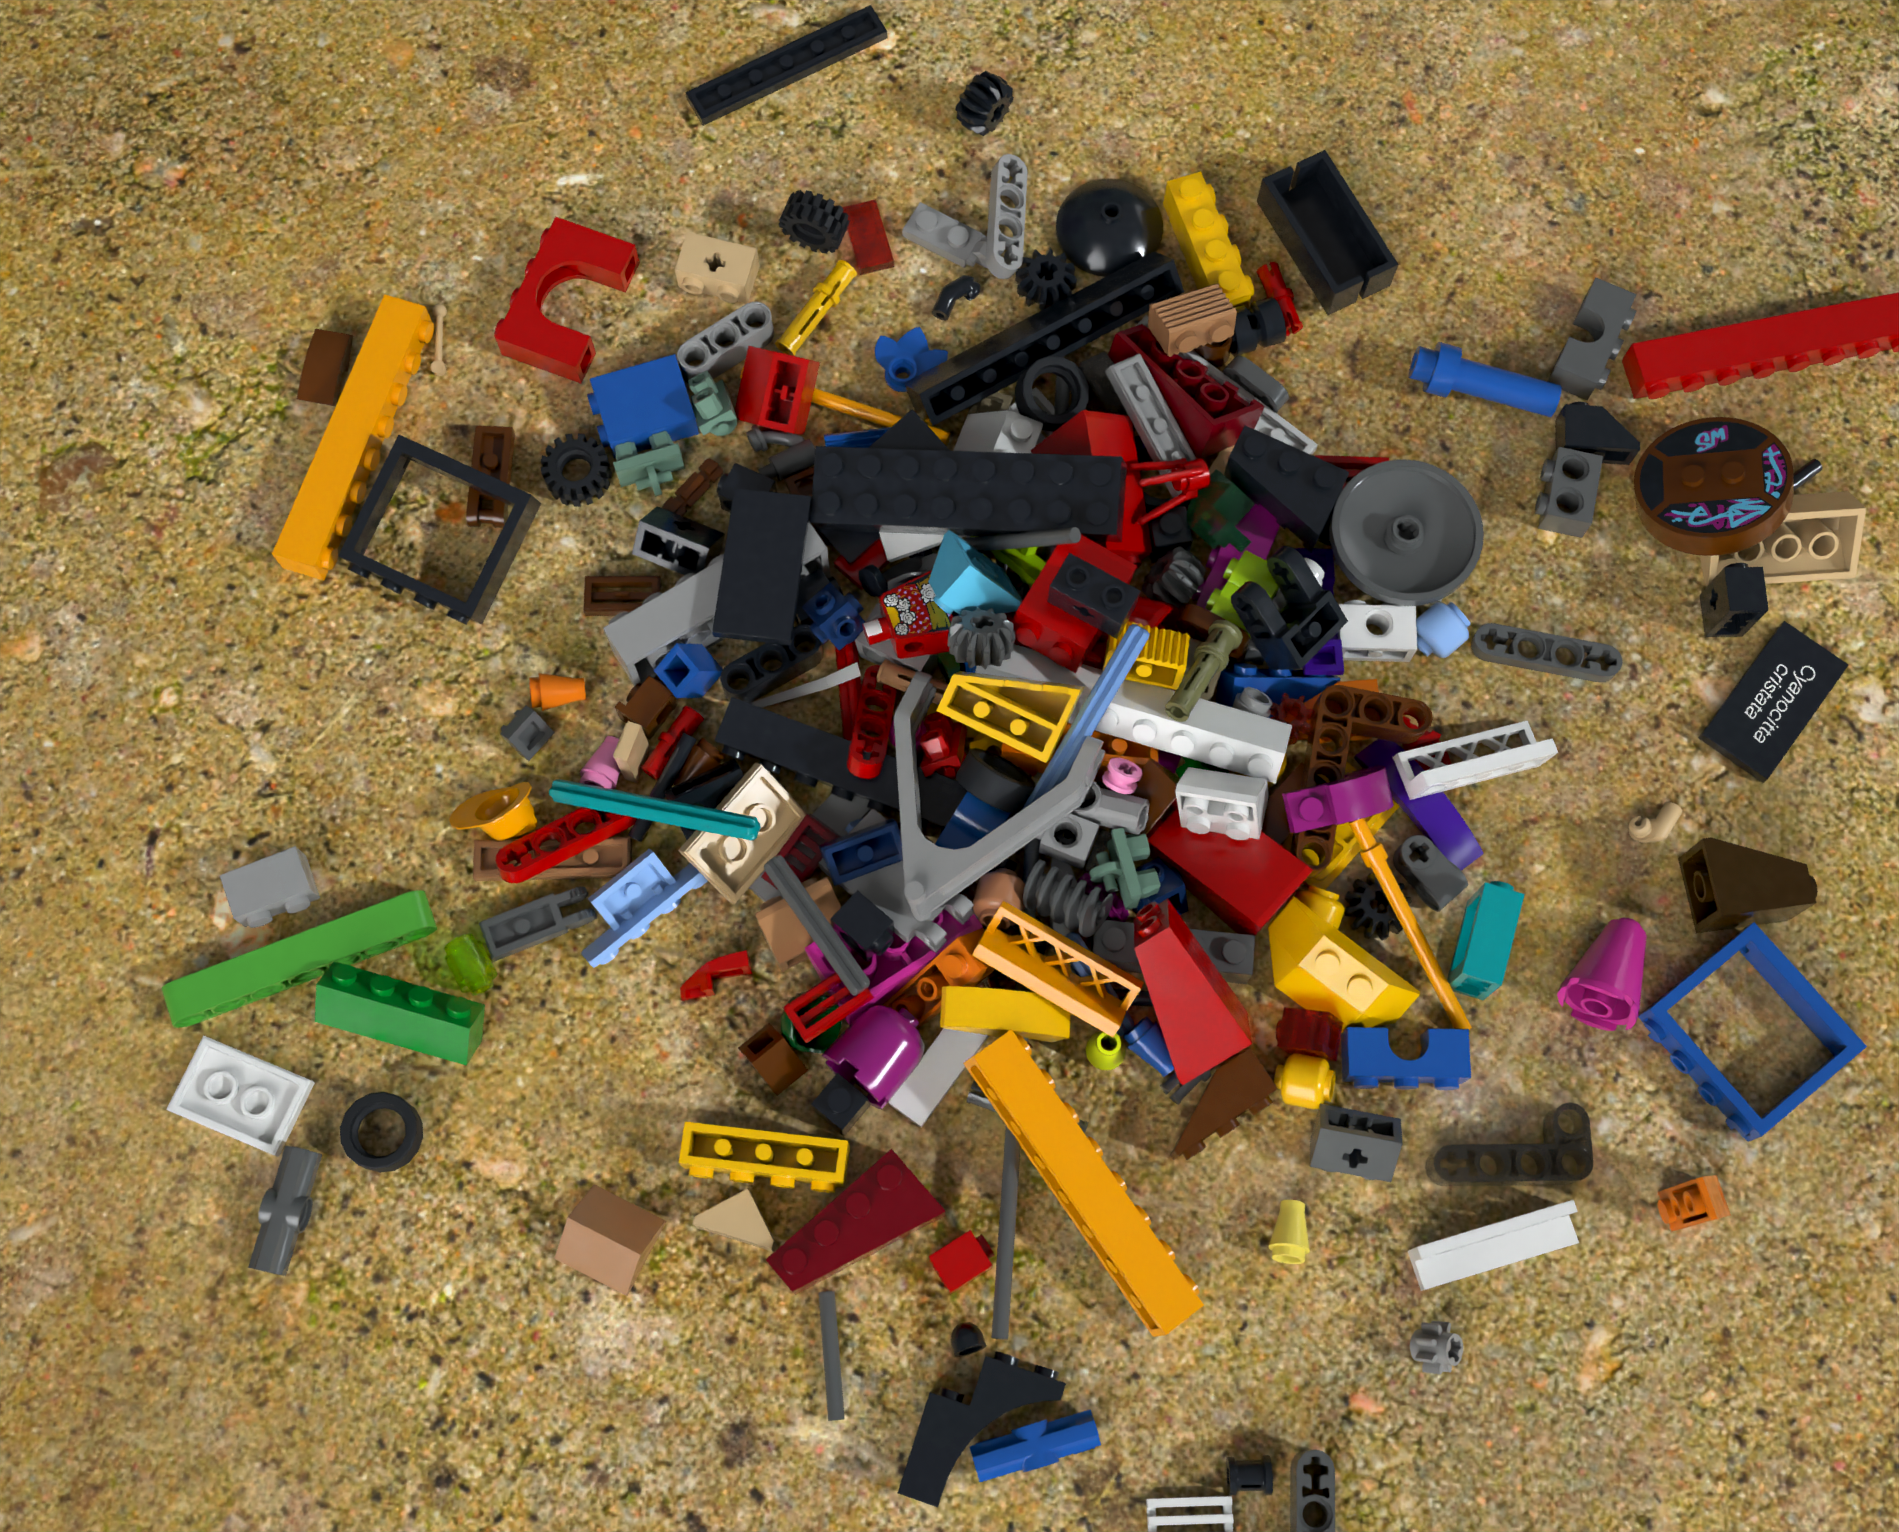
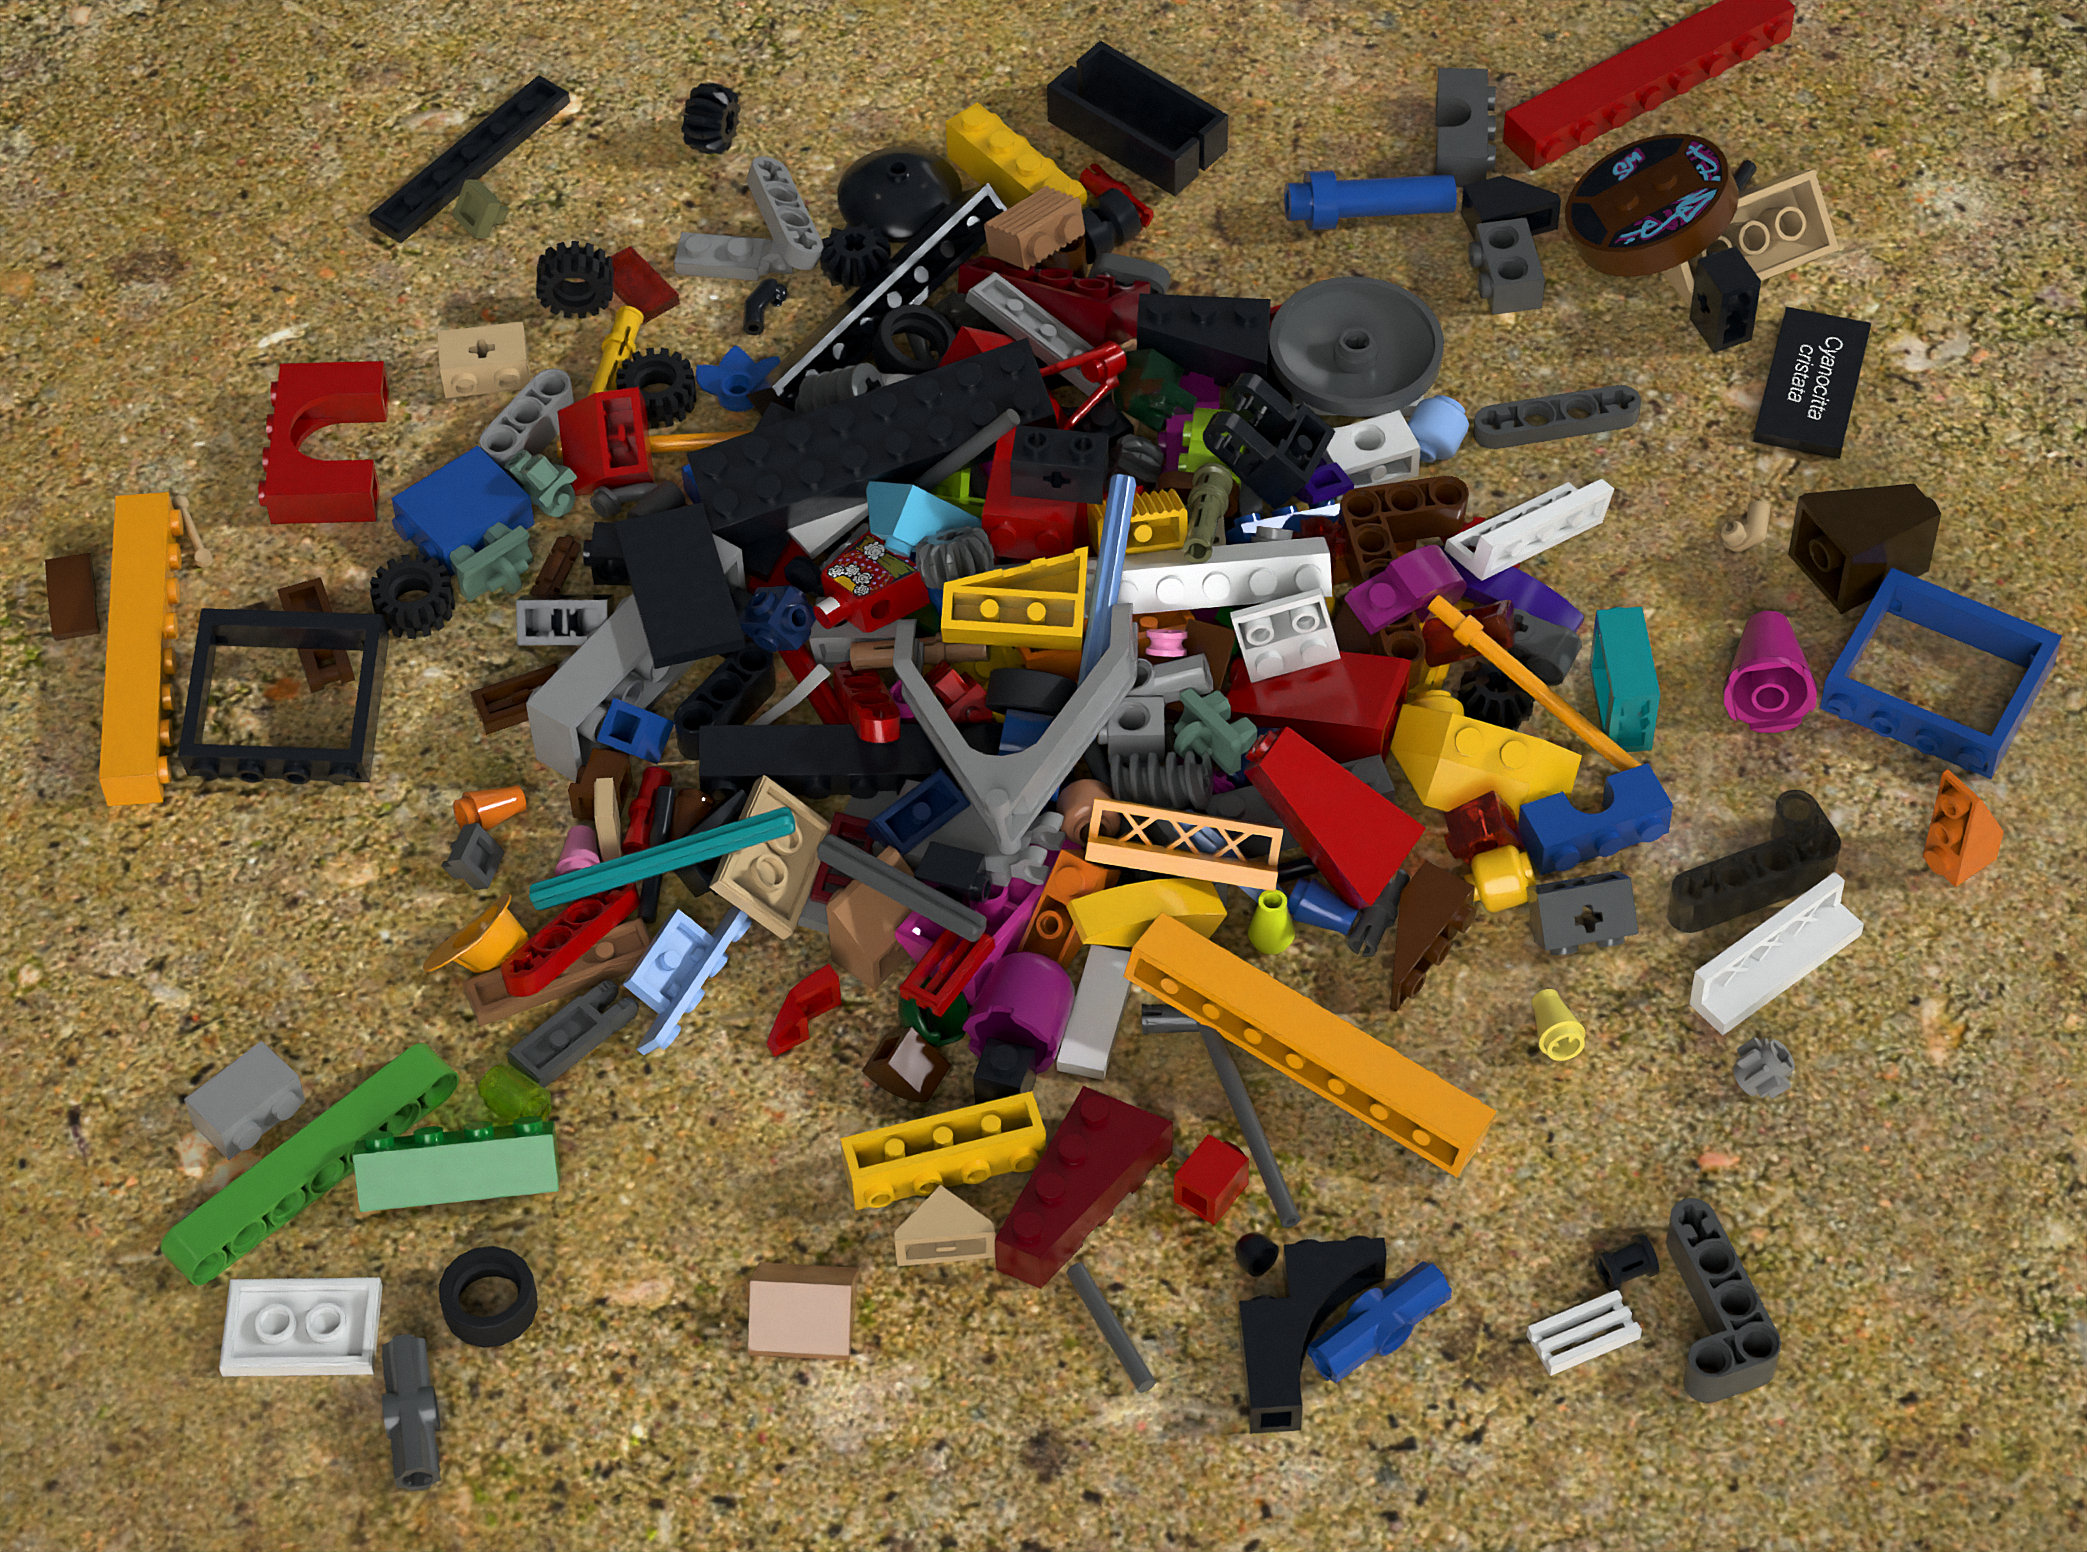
camera: 20 degrees left, 20 degrees down
(770, 120) = (478, 209): none -> olive tile
(840, 326) = (664, 370): none -> black tyre
(969, 424) = (835, 386): none -> dark grey piece
(1398, 841) = (1445, 649): none -> clear red slope

